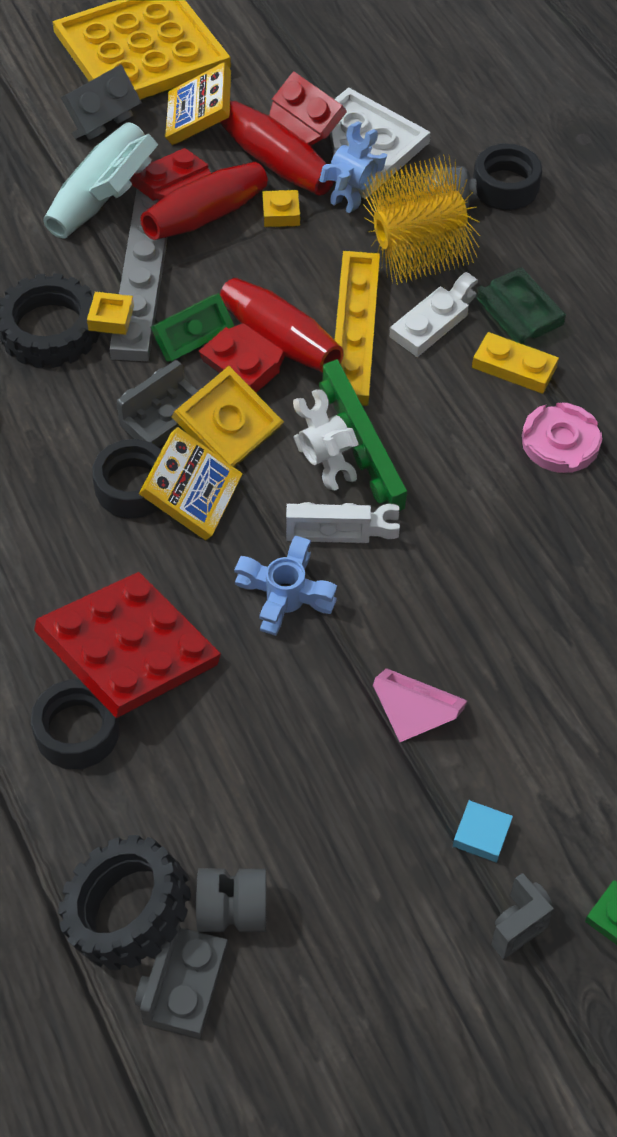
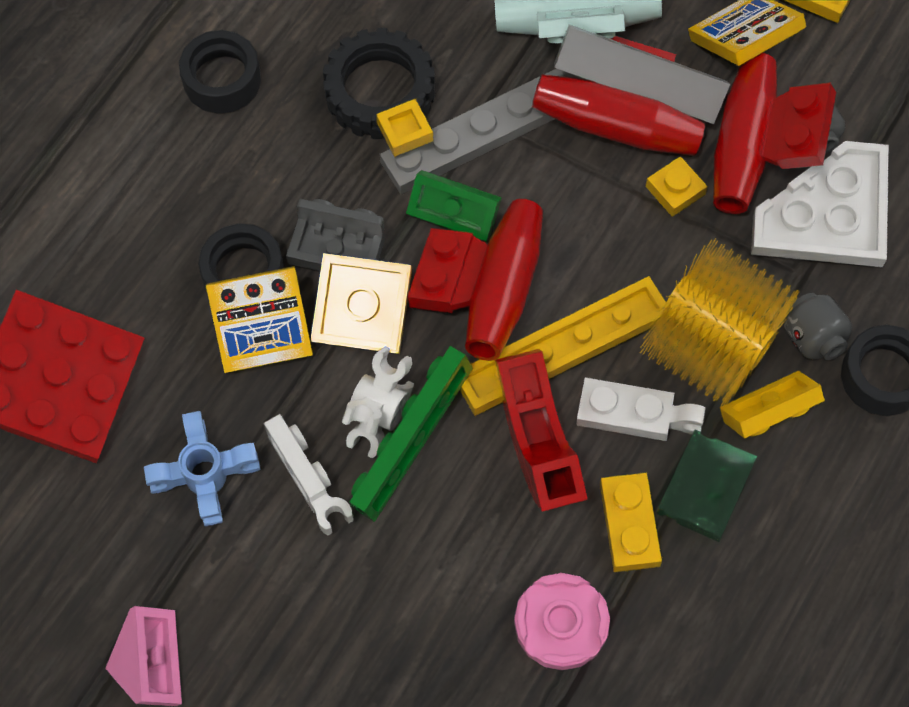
camera: 60 degrees right, 10 degrees up
(190, 162) = (641, 73): none -> light grey tile
(352, 166) = (754, 217): light blue pin -> none
(419, 374) = (536, 432): none -> red arch
(491, 242) = (772, 404): none -> yellow plate

